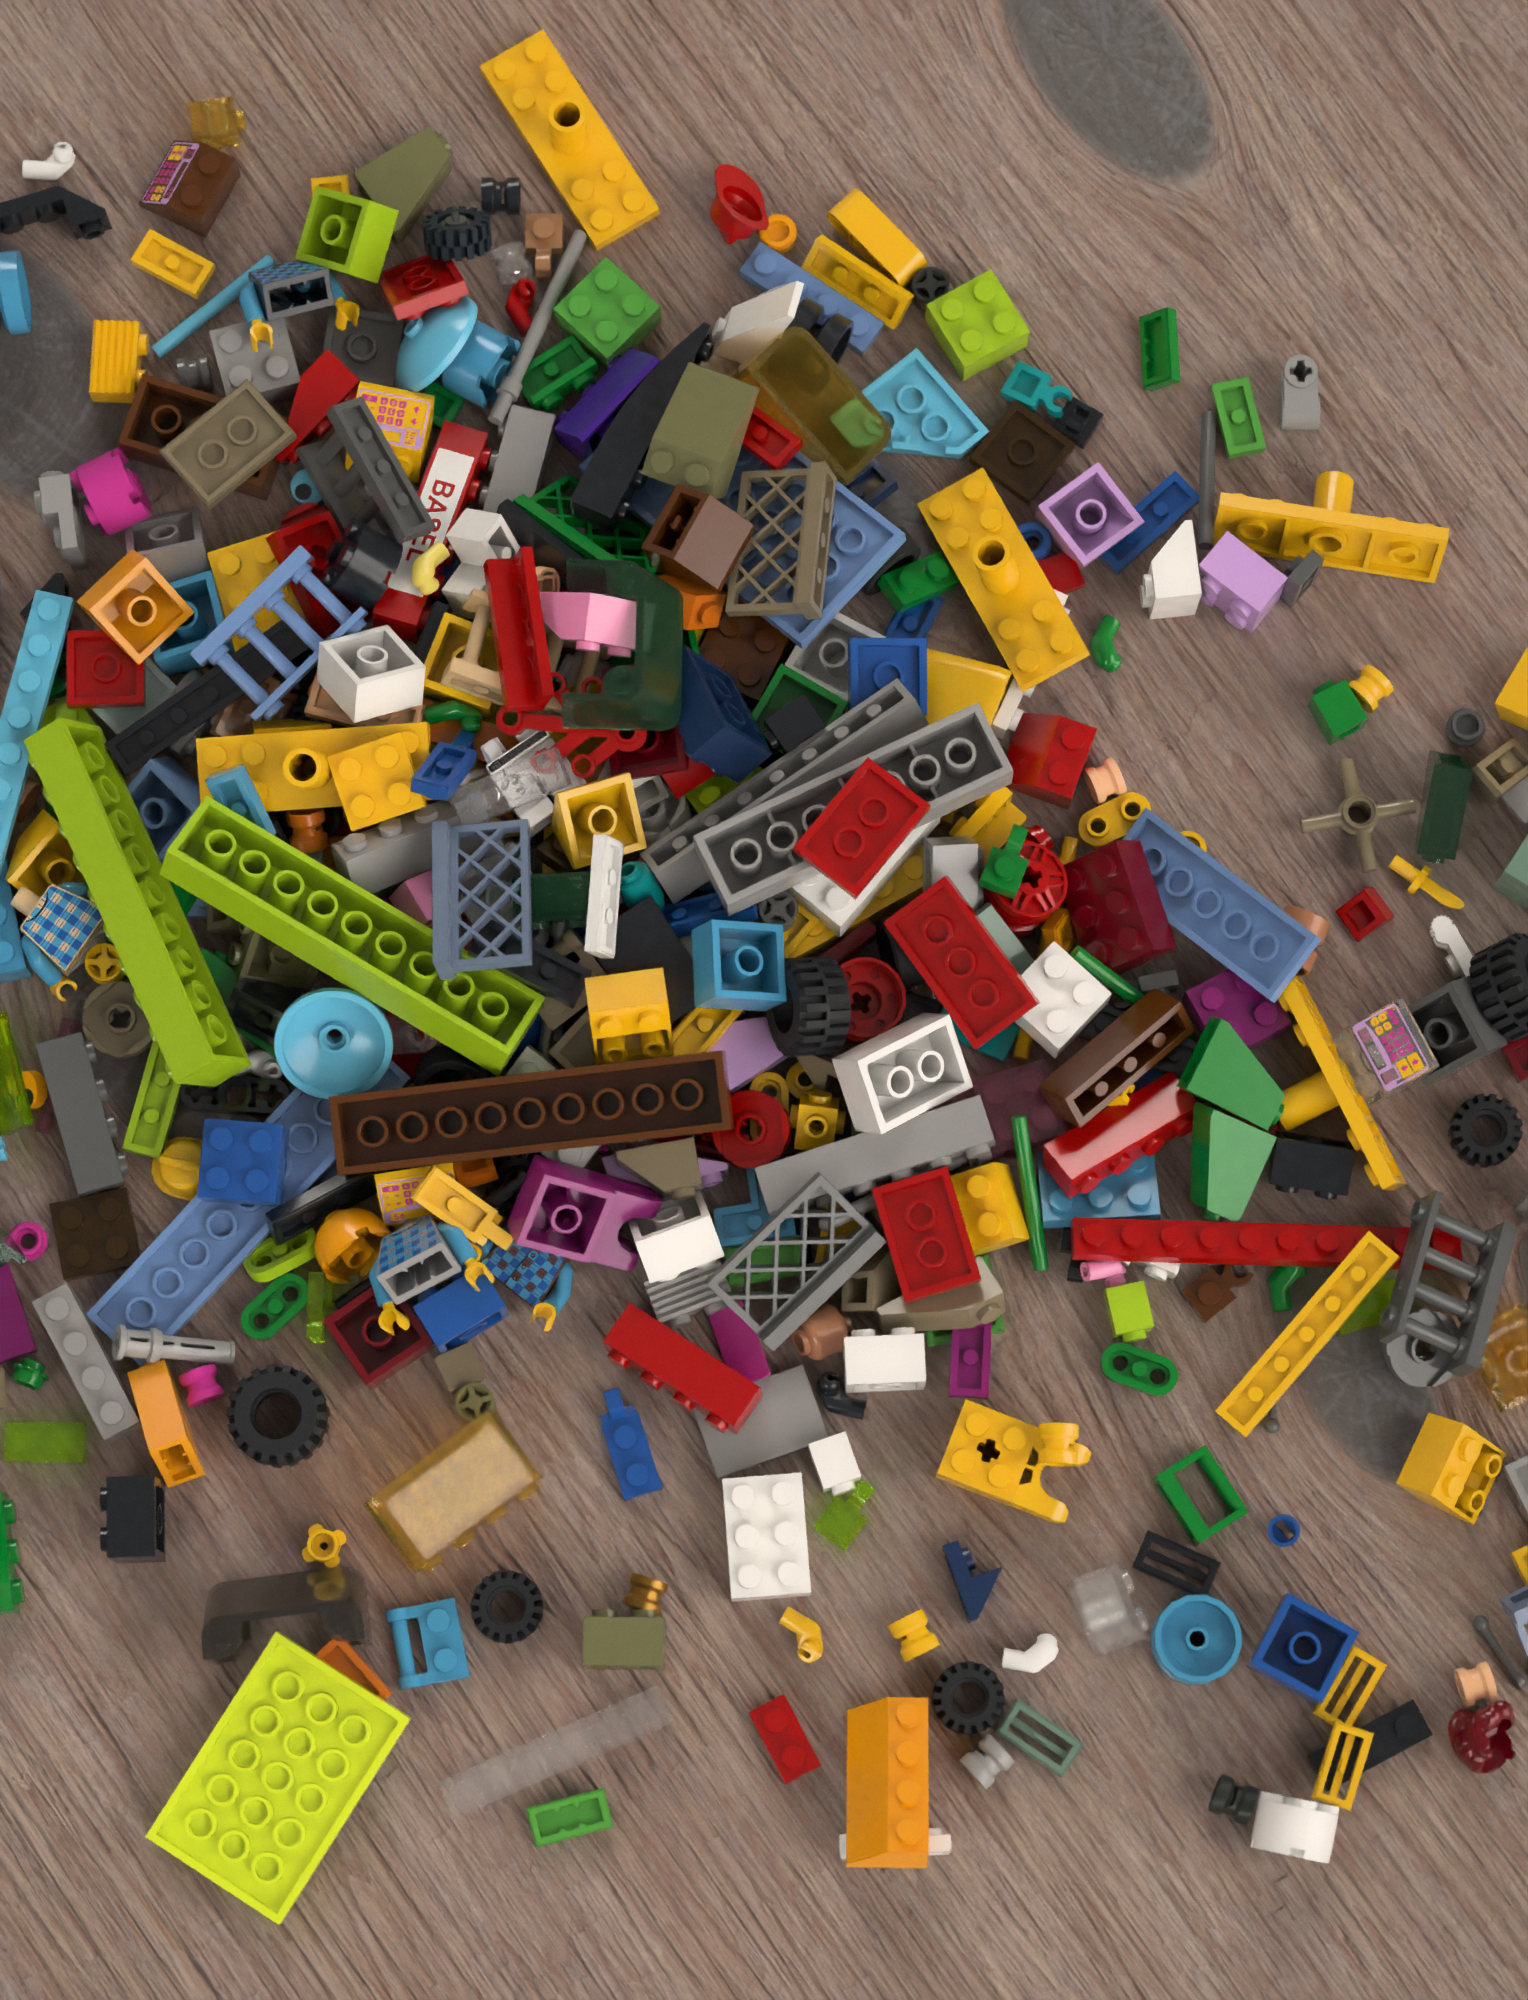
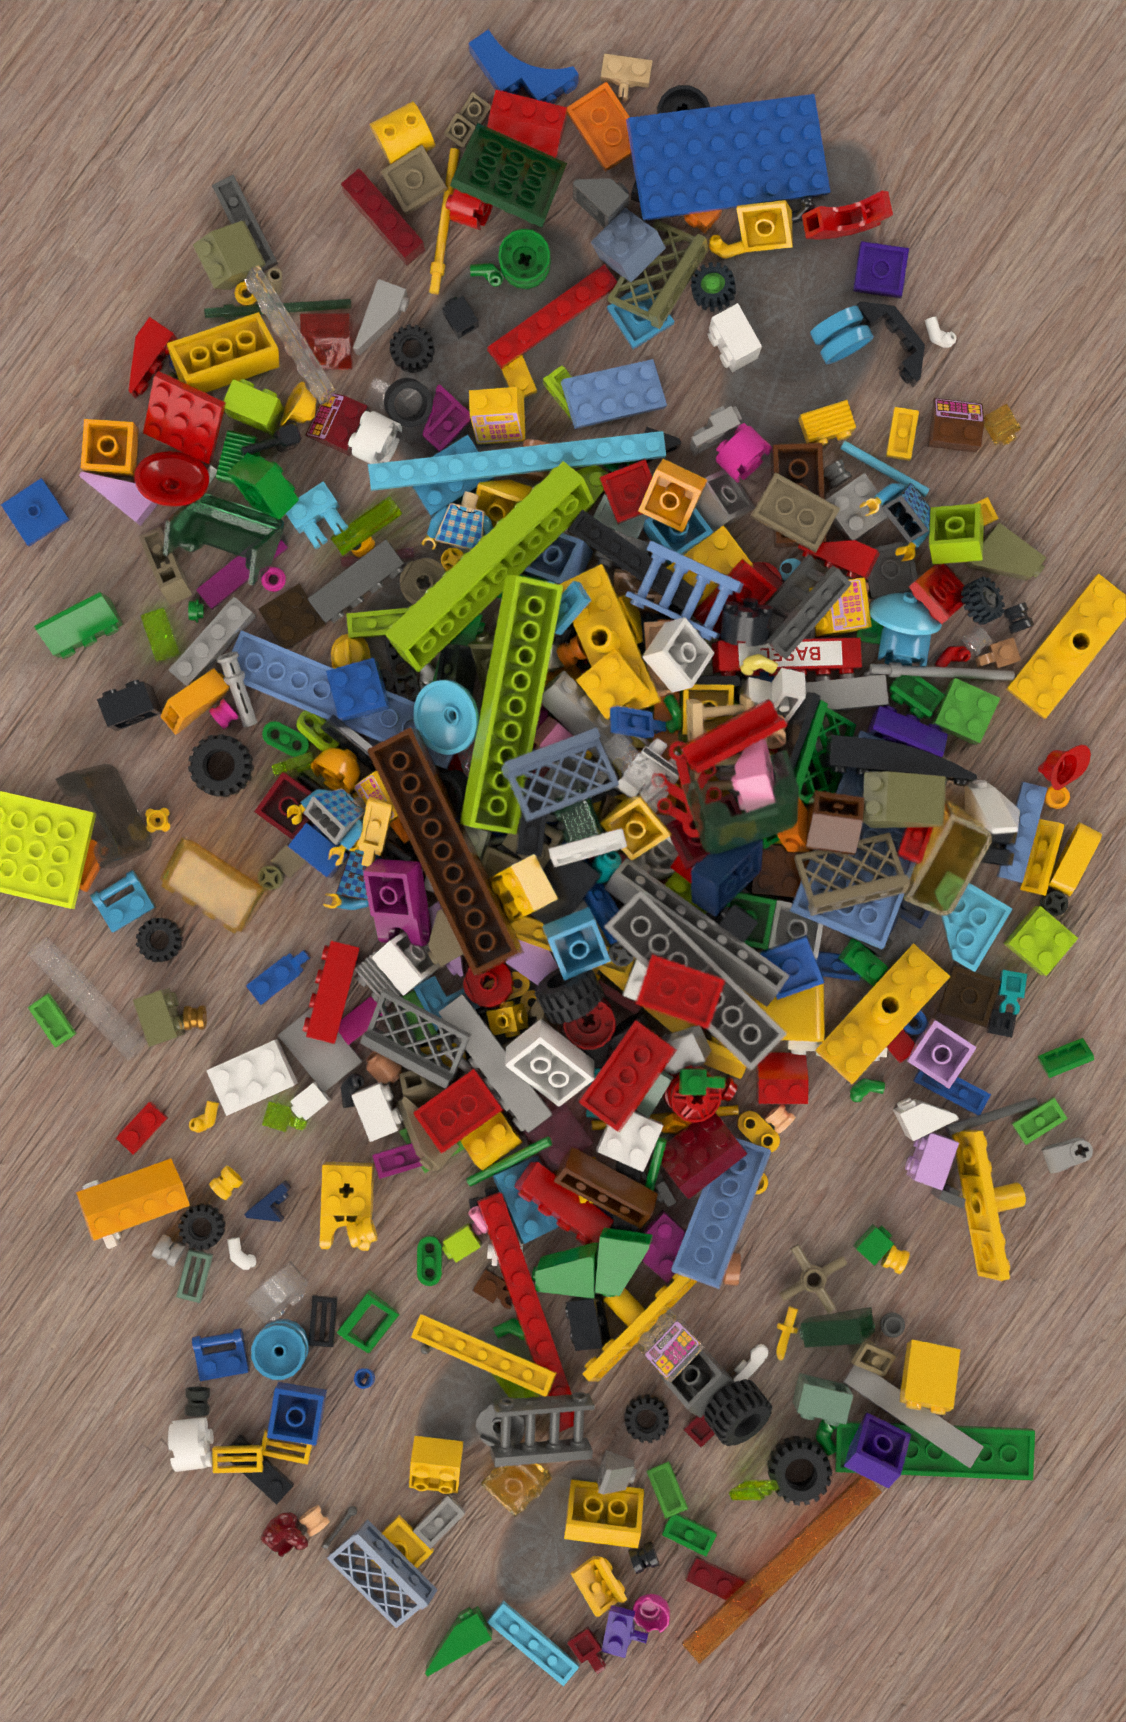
camera: 75 degrees right, 10 degrees up
(1187, 1741) = (223, 1362): none -> blue plate
(1364, 913) = (755, 1302): red slope -> none

